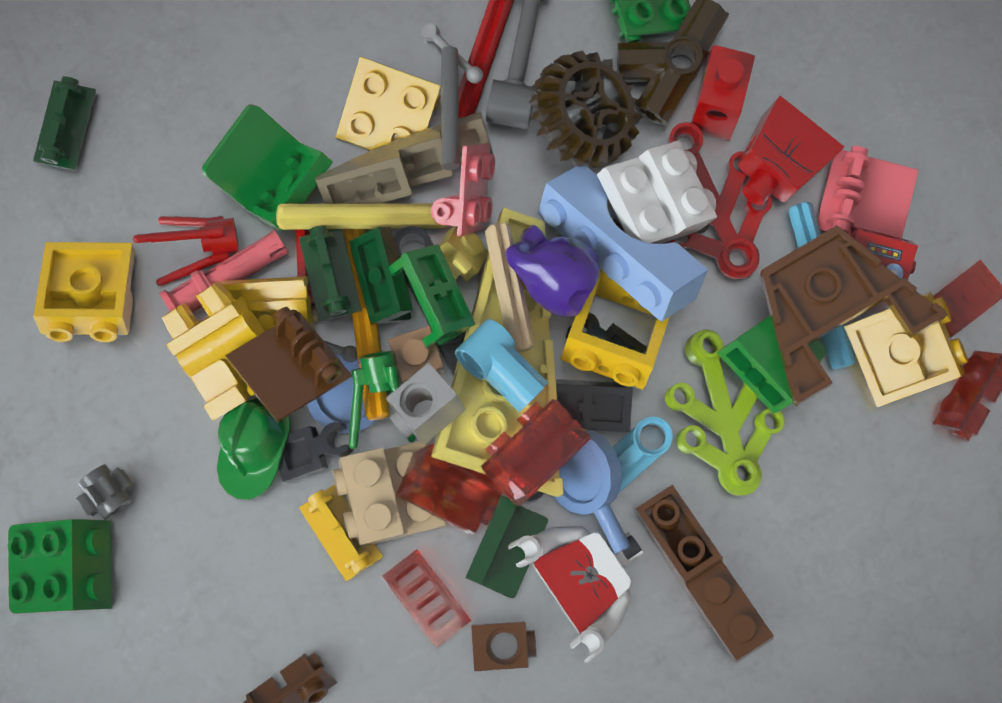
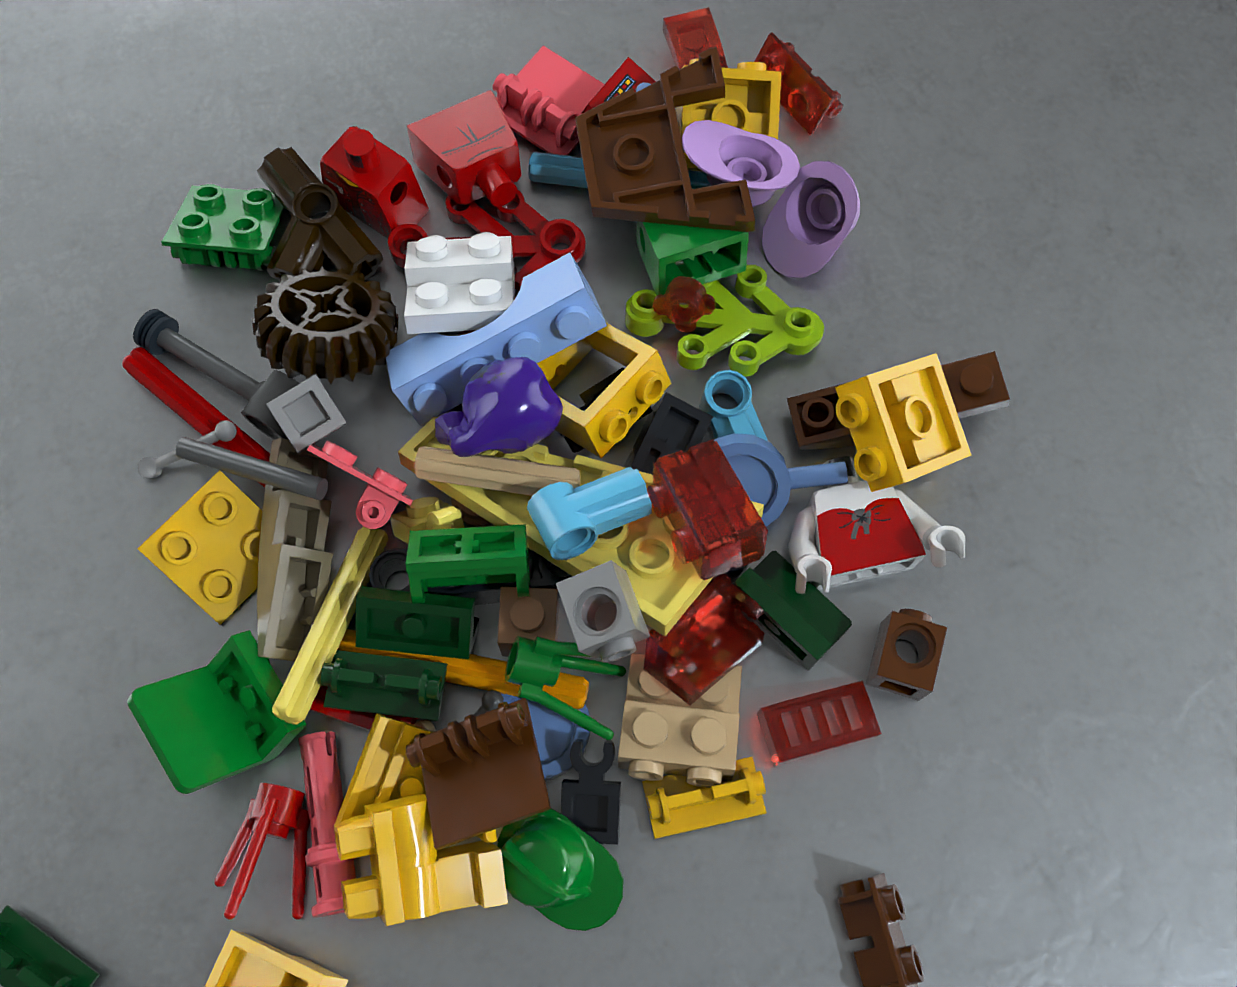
camera: 70 degrees left, 10 degrees down
(499, 130) = (306, 414): none -> light grey brick
(674, 579) = (901, 423): none -> yellow plate
(717, 374) = (689, 292): none -> clear red plate
(838, 451) = (811, 219): none -> lavender piece
(860, 371) = (737, 155): none -> lavender piece

